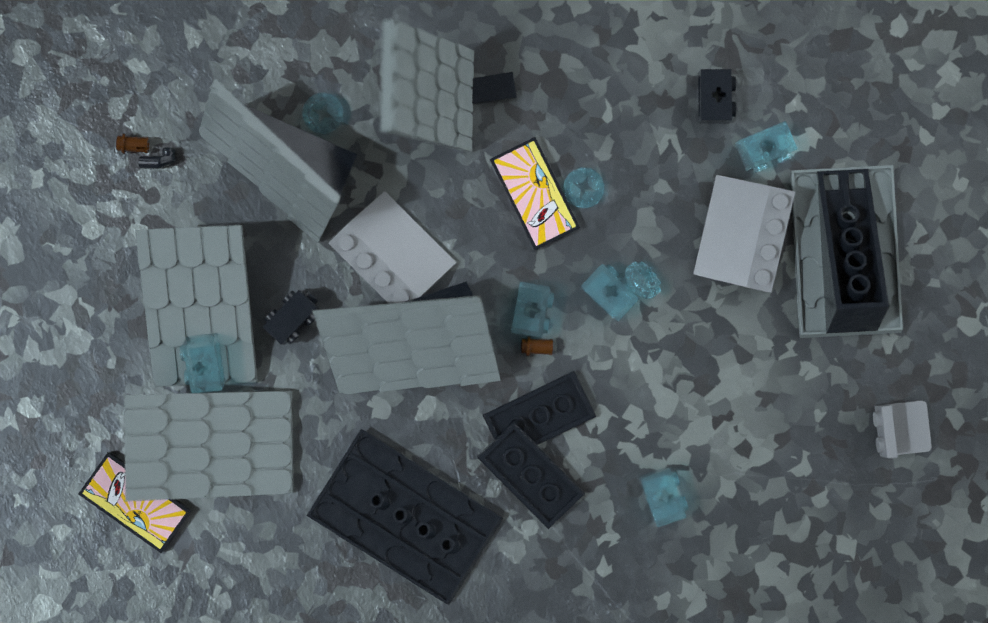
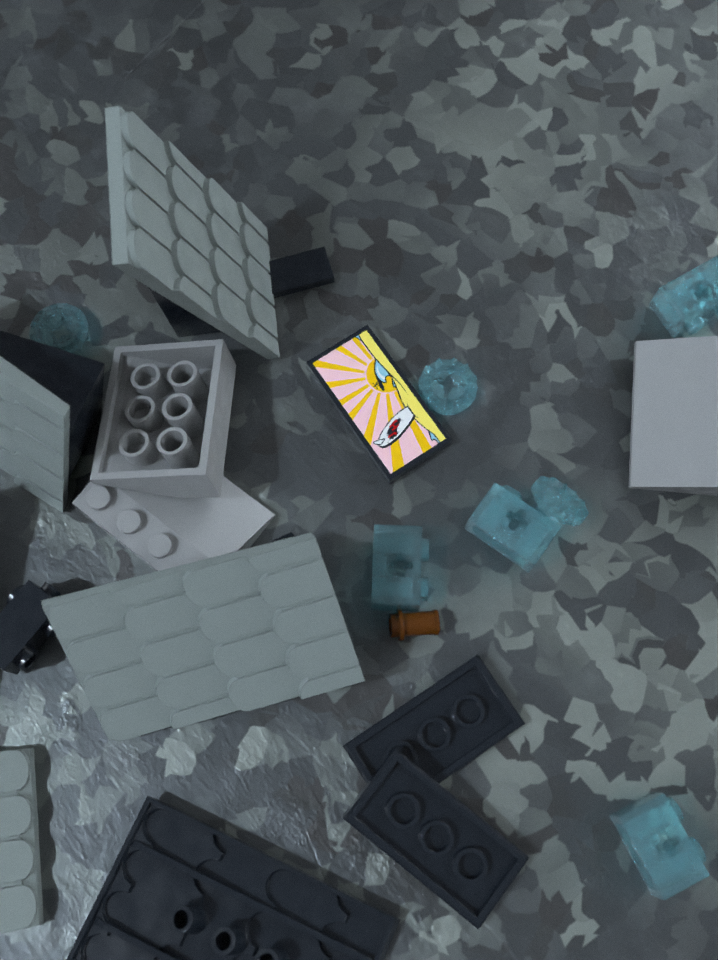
camera: 15 degrees left, 15 degrees down
(393, 191) = (166, 419): none -> light grey slope
(708, 83) = (611, 241): black brick -> none

